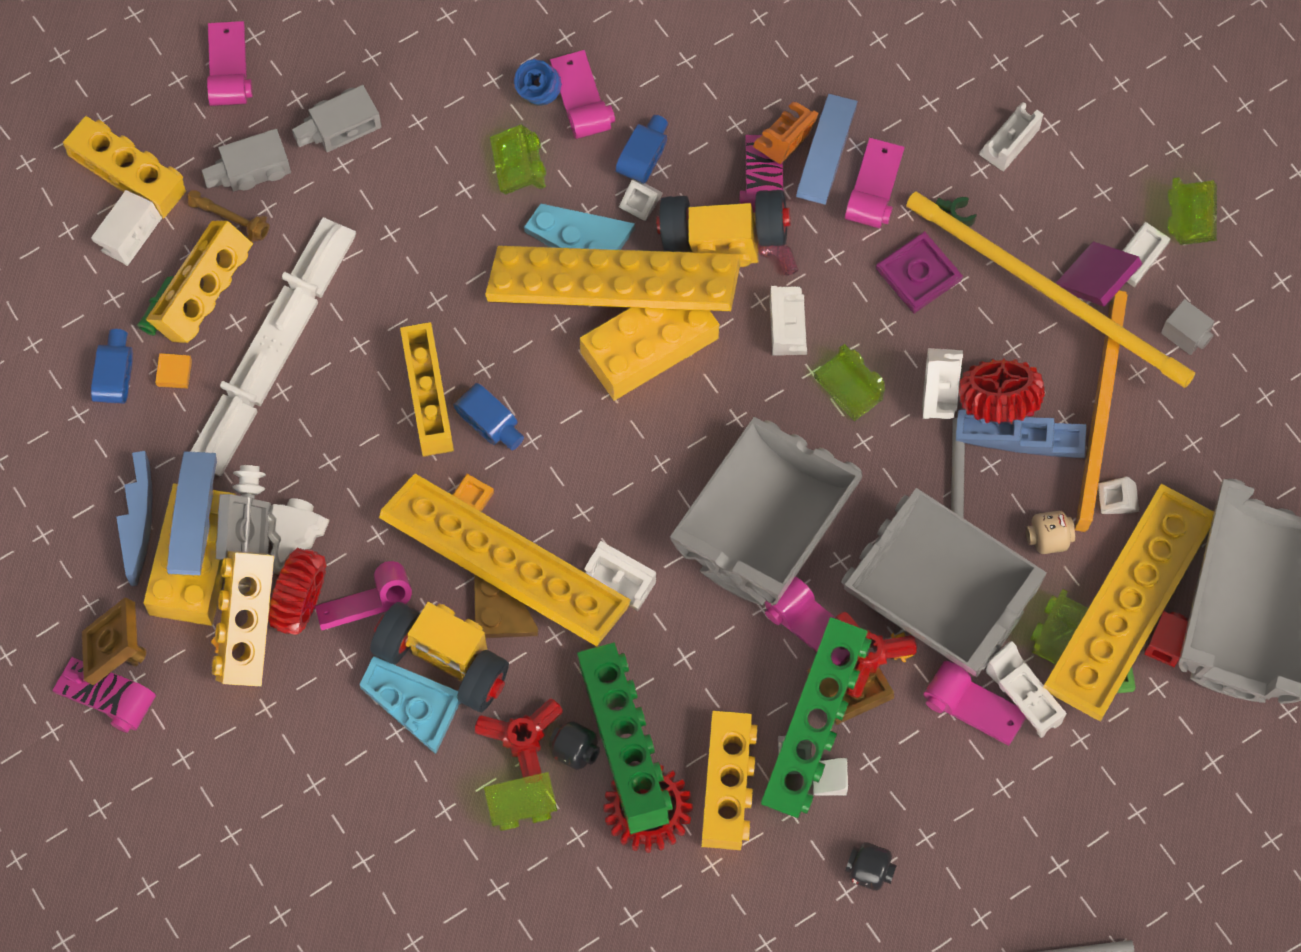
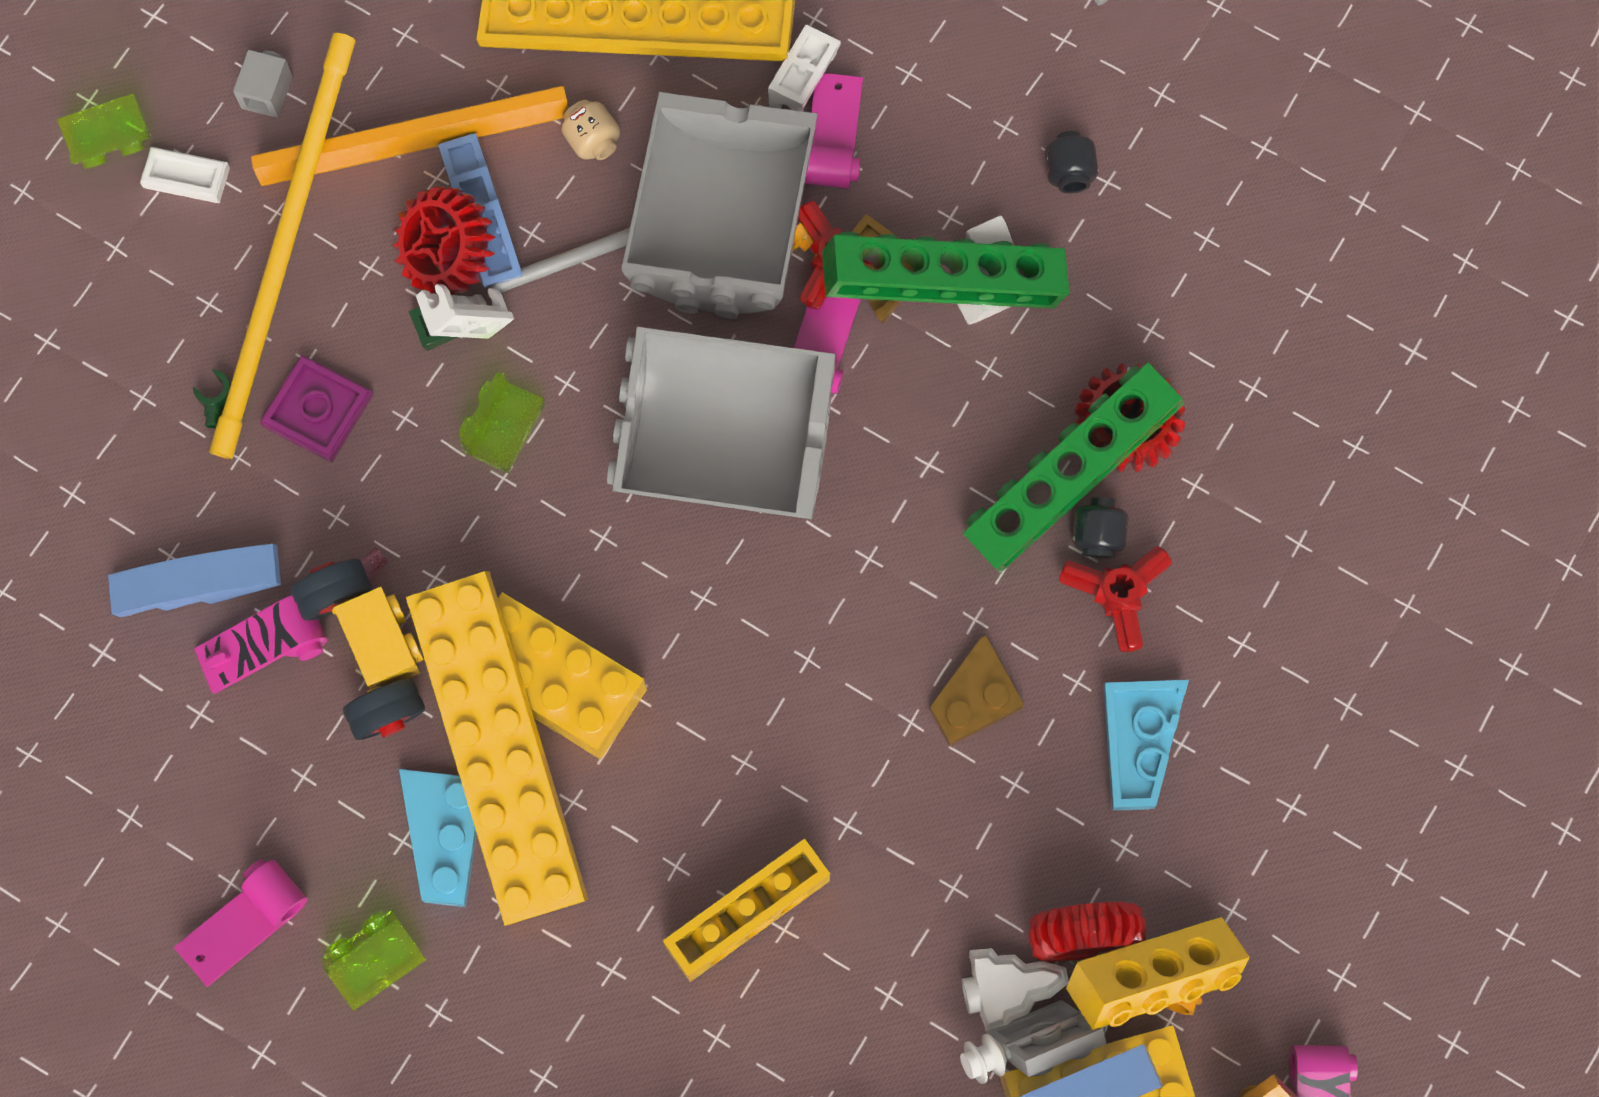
camera: 115 degrees left, 5 degrees up
(391, 588) = (1035, 833): dark pink door -> none
(446, 644) = (1061, 722): brick -> none
(474, 492) = (851, 797): light orange tile -> none
(488, 417) = (743, 822): blue piece -> none
(505, 559) = (919, 714): yellow plate -> none
(520, 800) = (1199, 552): clear neon green bracket -> none
(549, 80) = (232, 993): blue wheel -> none
(621, 574) = (872, 574): white hinge -> none
(640, 199) = (358, 780): white slope -> none
(643, 150) = (290, 804): blue piece -> none
(725, 729) = (1001, 378): yellow brick -> none
(786, 133) = (194, 634): orange hinge -> none
(787, 321) = (454, 529): white hinge -> none
(875, 184) = (220, 507): dark pink door -> none
(1012, 137) = (85, 372): white hinge -> none
(1059, 627) = (701, 77): clear neon green bracket -> none
(1099, 273) = (236, 199): magenta tile -> none
(1118, 496) = (508, 80): white slope -> none

